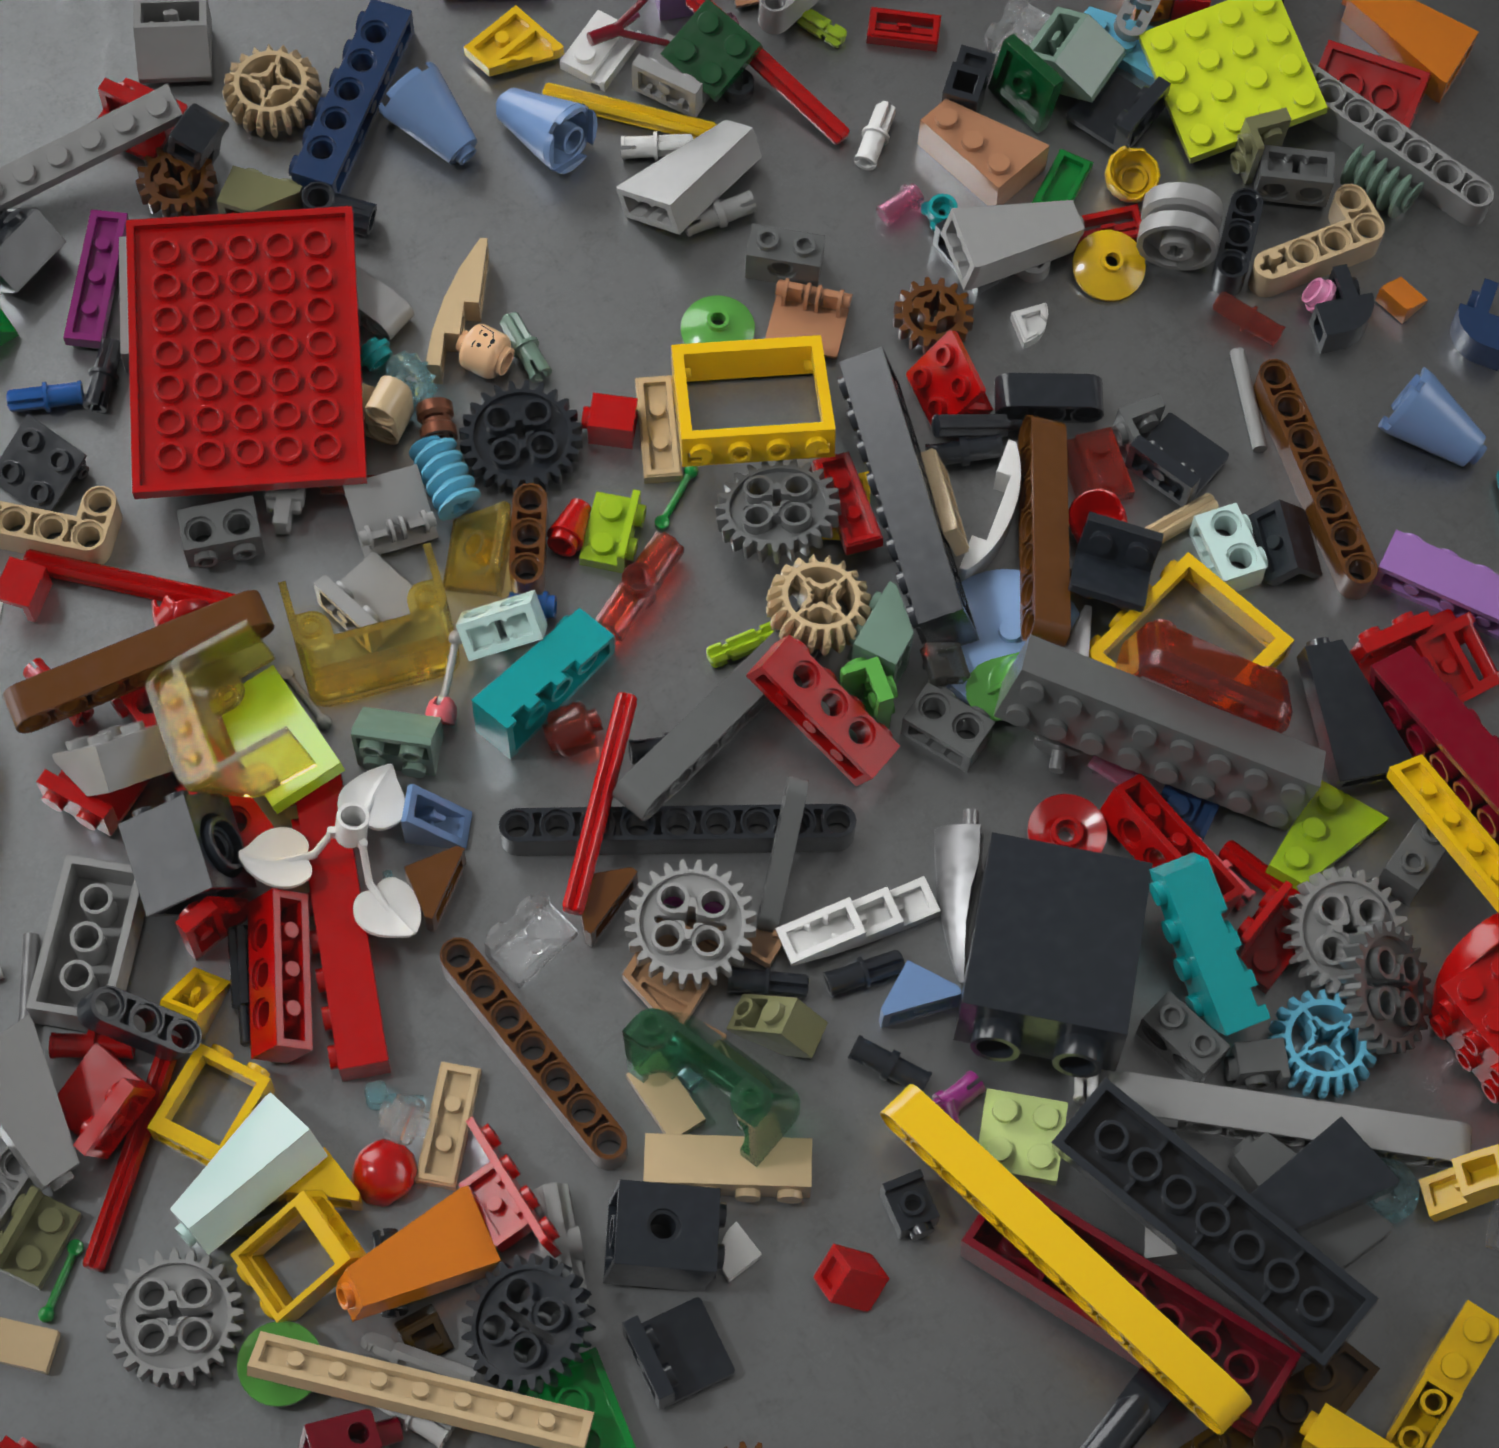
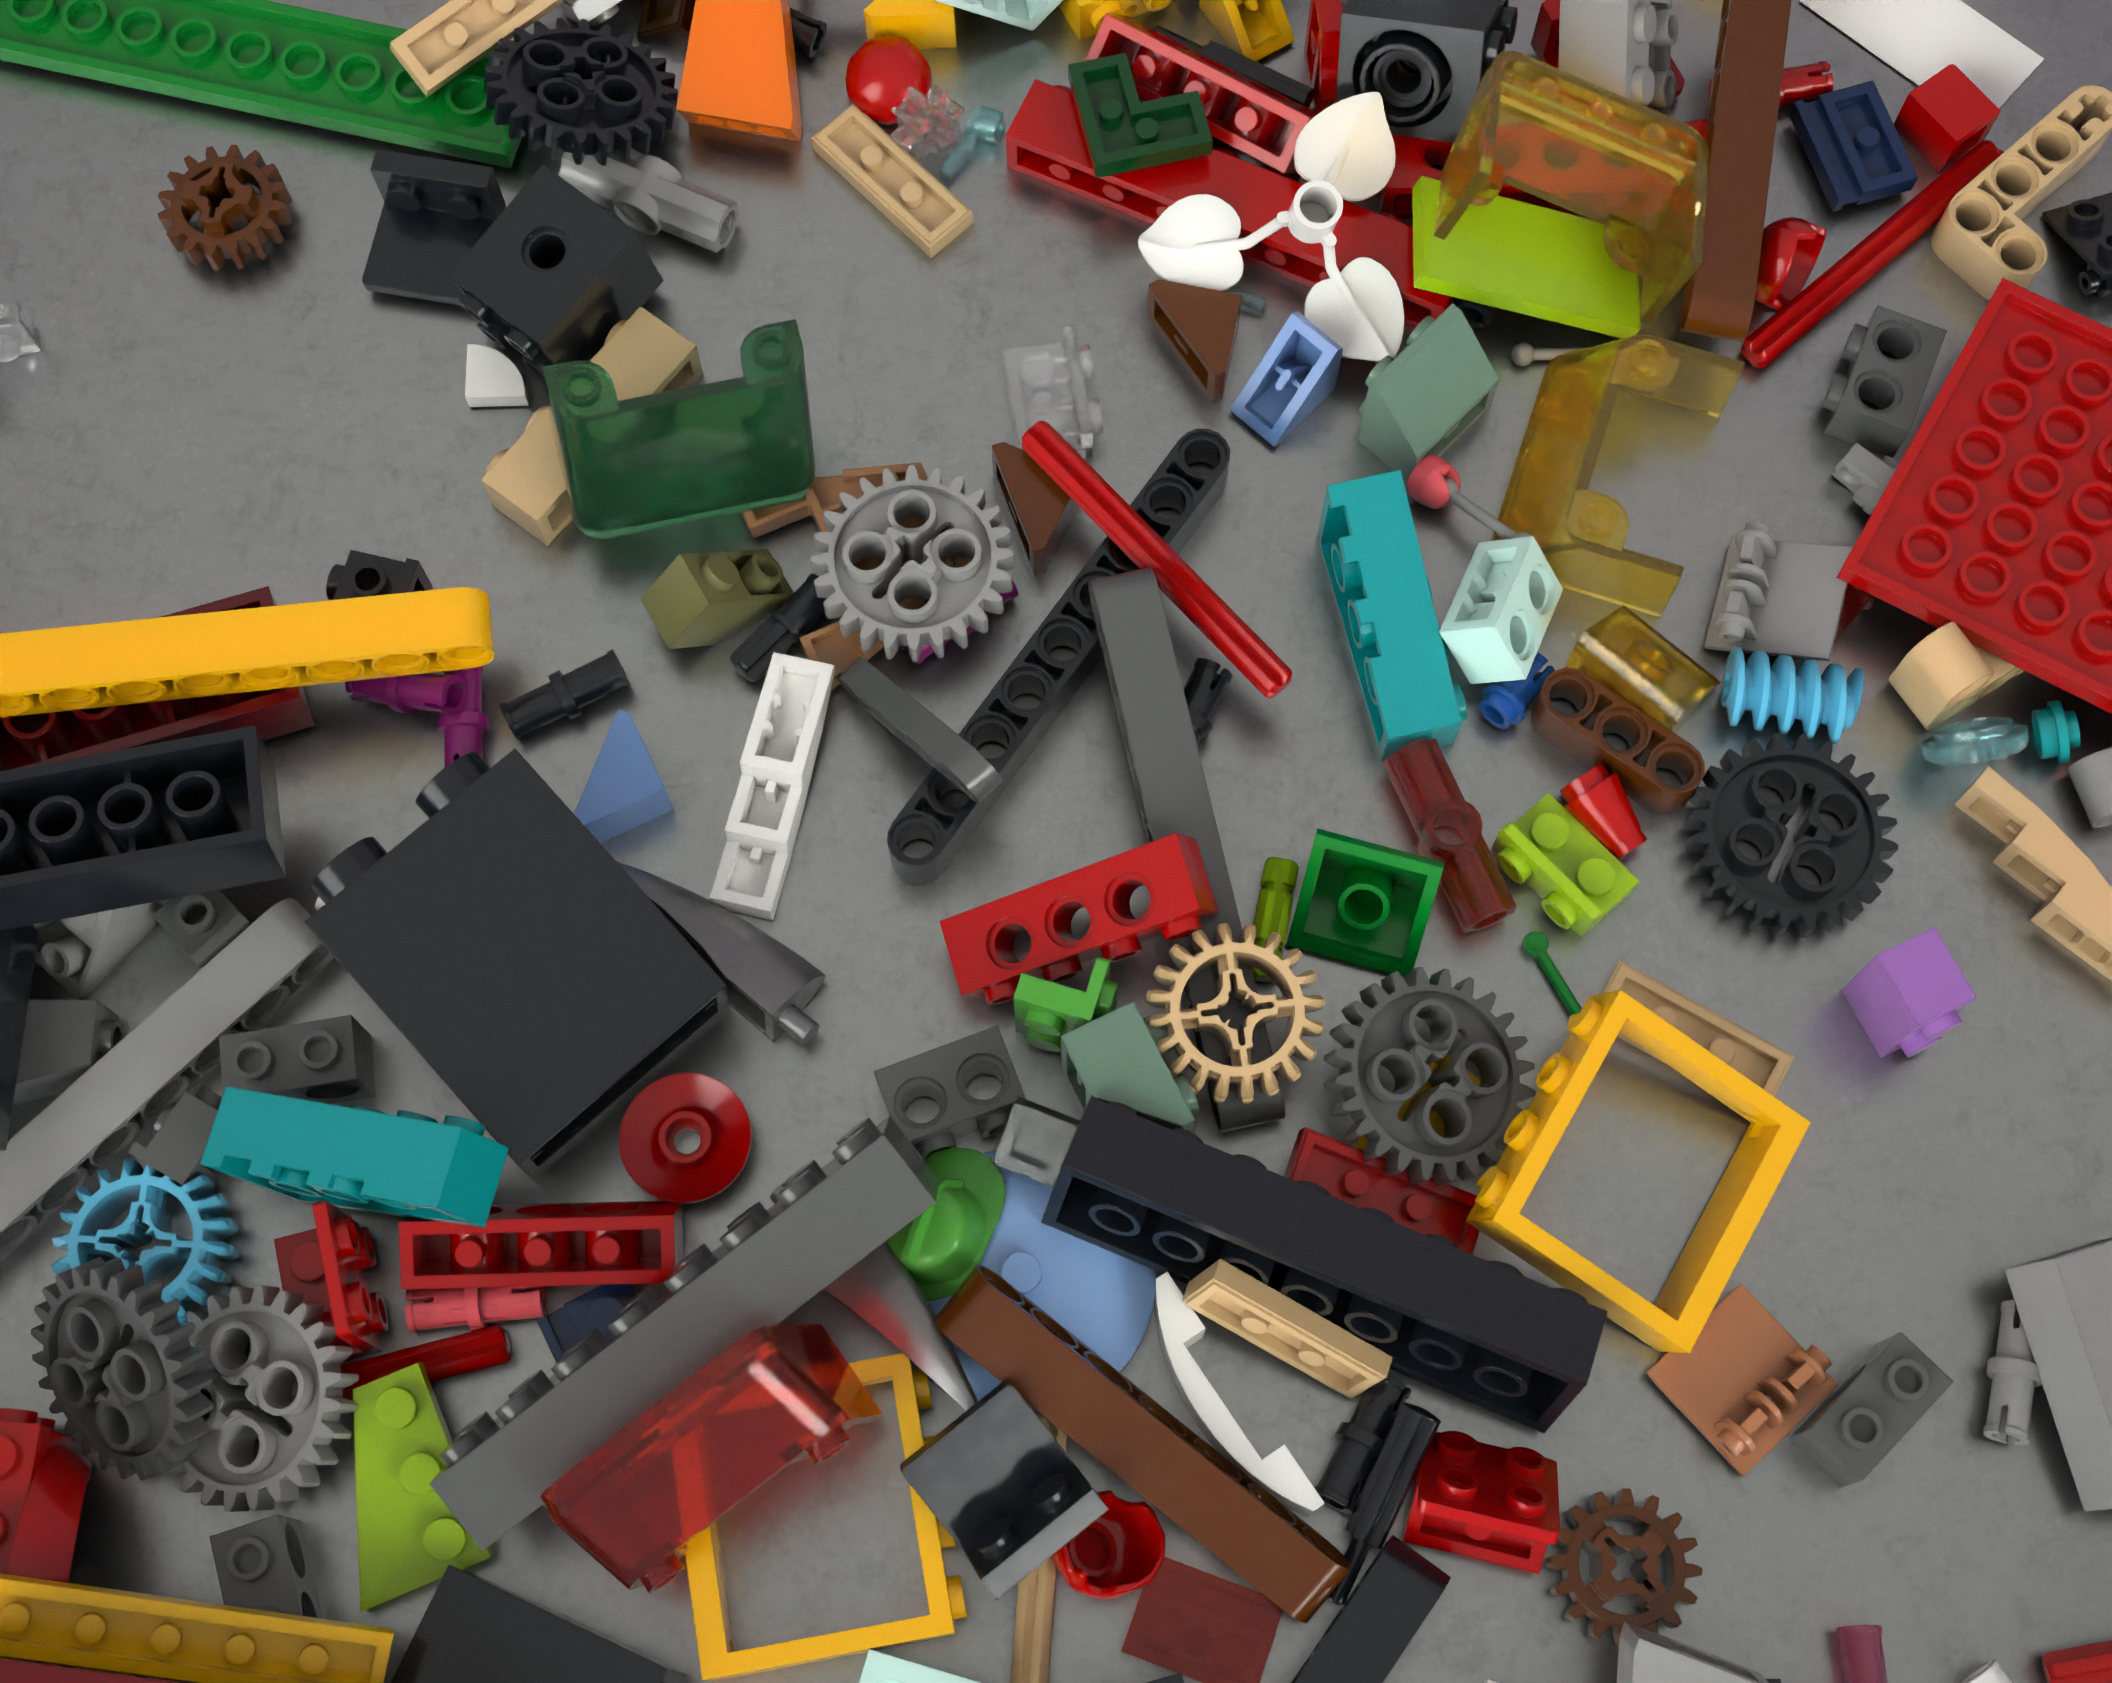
camera: 130 degrees right, 5 degrees up
(71, 626) = (1853, 146): none -> dark blue plate
(346, 990) = (1132, 133): none -> dark green plate
(365, 594) = (1666, 485): light grey bracket -> none
(436, 417) = (1872, 737): copper wheel -> none
(485, 351) = (1965, 871): light nougat head -> none
(500, 1199) = (749, 163): bracket -> none
(525, 347) = (1961, 939): sand green axle -> none
(539, 1071) = (928, 292): reddish brown beam -> none
(572, 729) = (1297, 616): clear red head -> none
(574, 336) = (1909, 995): none -> medium lavender brick
(611, 420) = (1740, 970): red brick -> none
(698, 318) = (1796, 1267): bright green dish -> none
(704, 603) = (1364, 903): none -> green slope
(851, 1277) = (355, 471): red panel -> none
(863, 972) = (706, 750): black axle -> none
(1020, 1133) = (354, 784): yellowish green plate -> none

